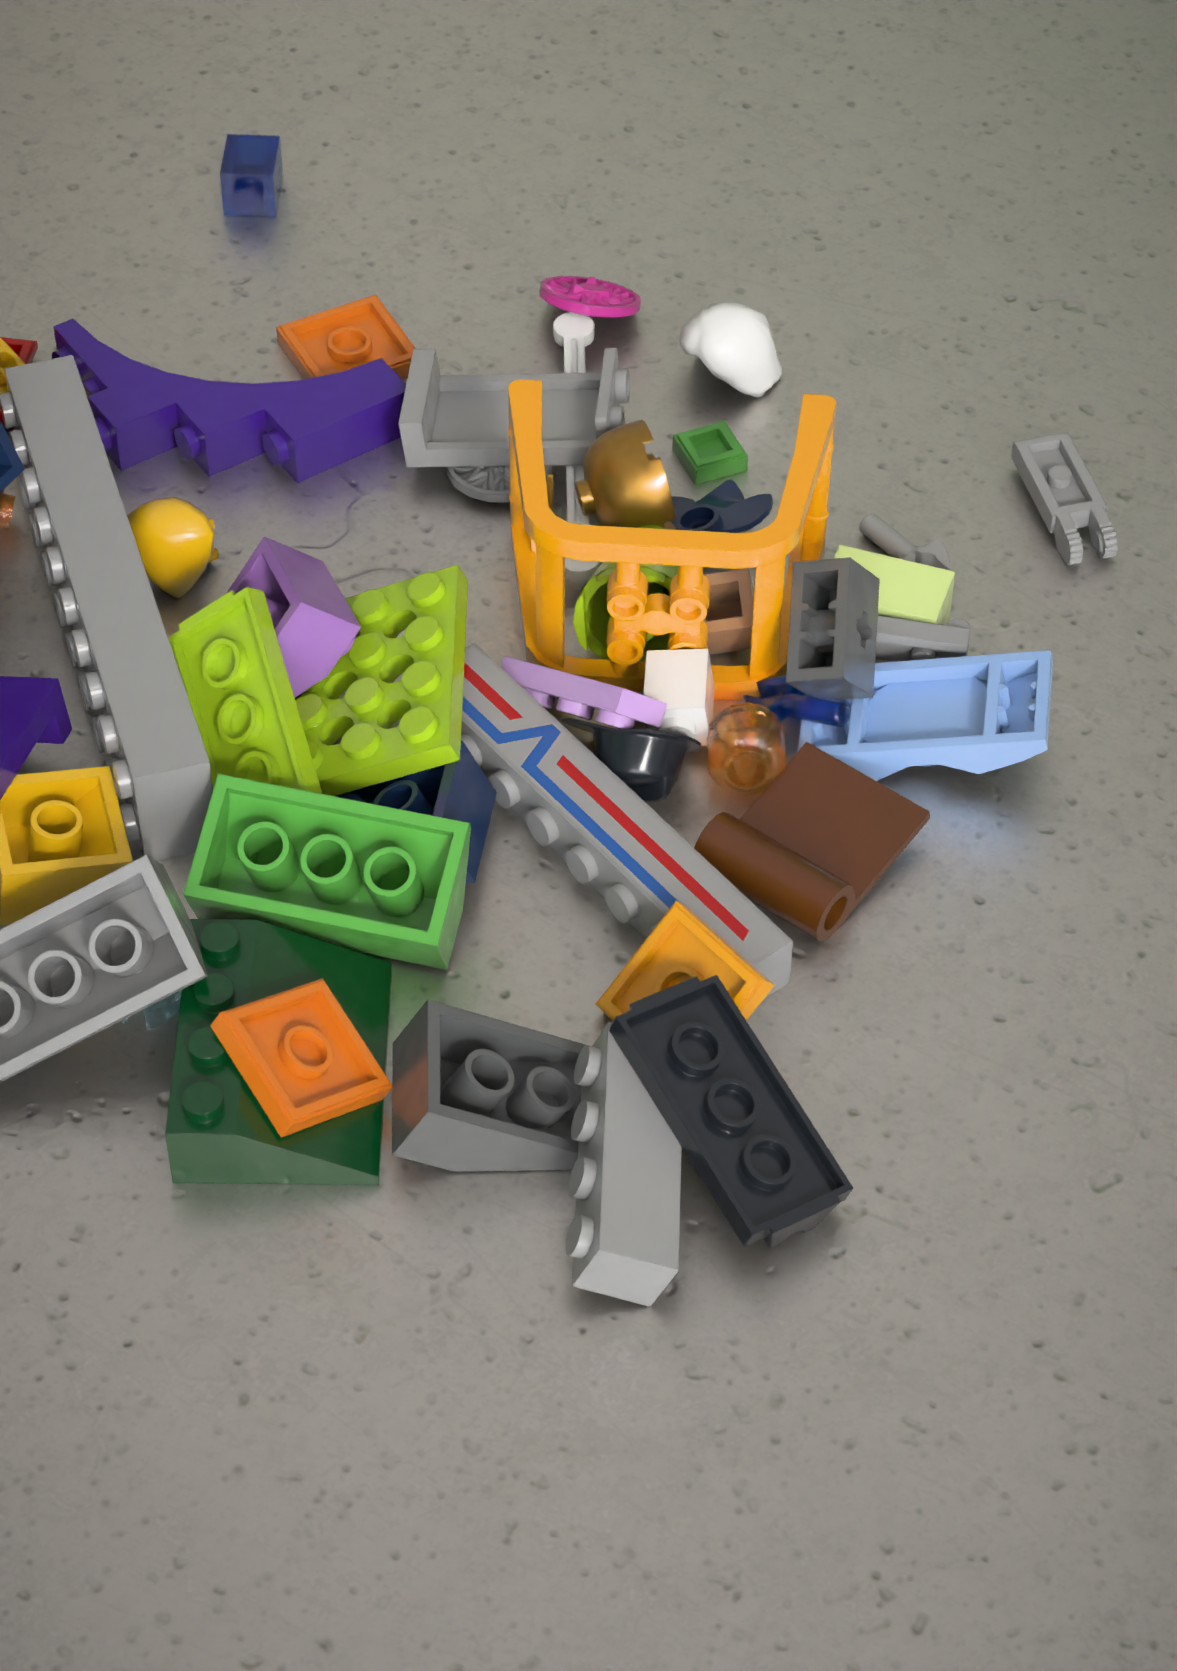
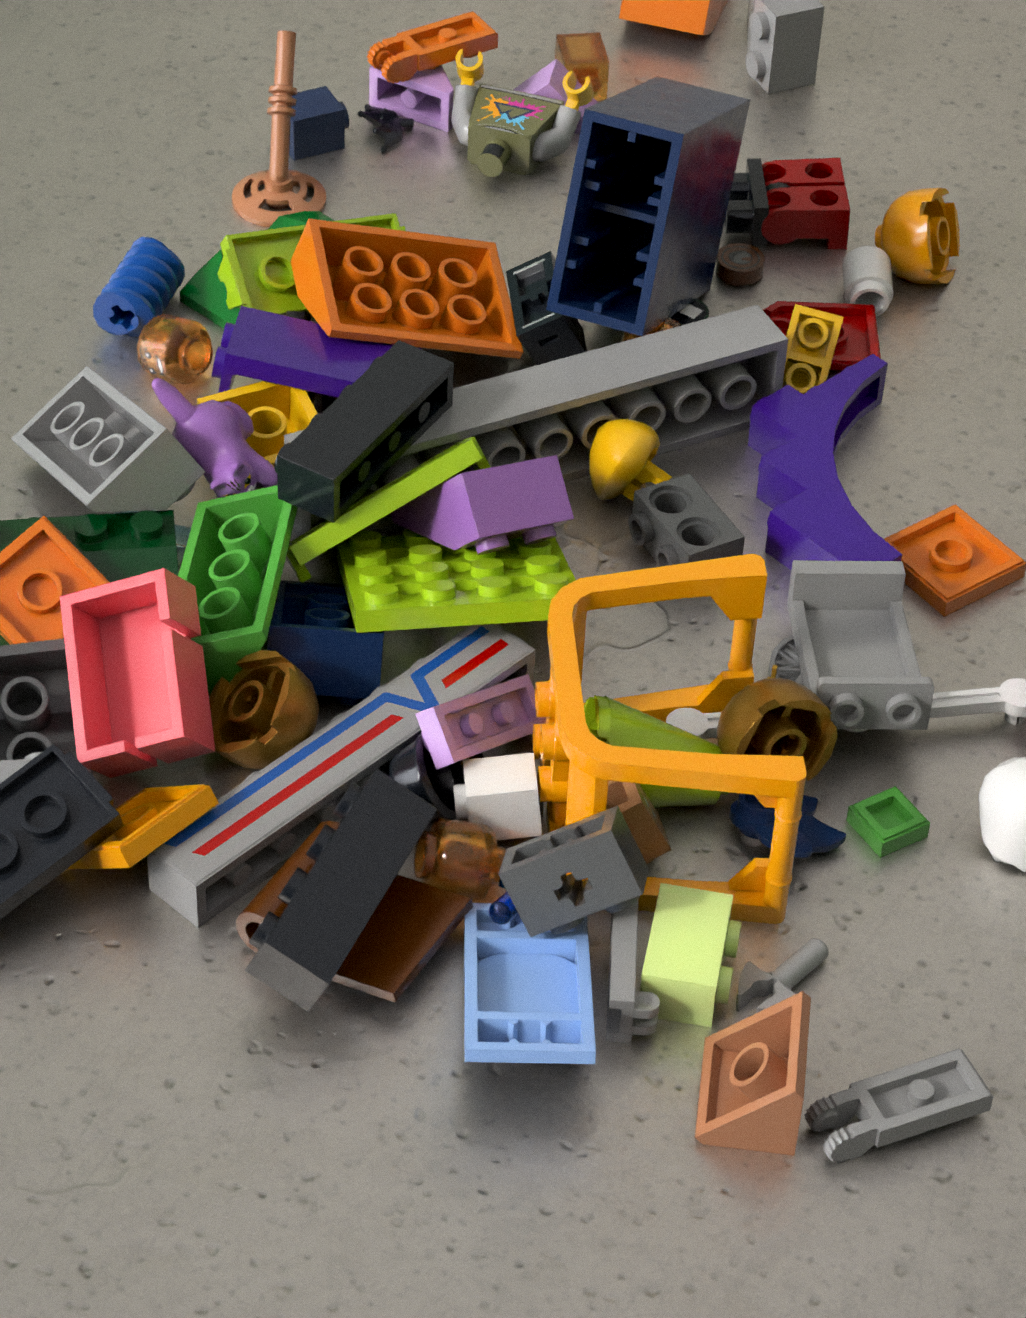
camera: 80 degrees right, 5 degrees down
(103, 843) = (217, 441): none -> medium lavender animal
(178, 688) = (364, 431): none -> black brick
(294, 509) = (682, 523): none -> dark grey brick
(495, 946) = (136, 673): none -> coral piece
(533, 872) = (262, 710): none -> pearl gold cylinder
(817, 817) = (340, 891): none -> black brick
(1041, 568) = (756, 1080): none -> nougat slope

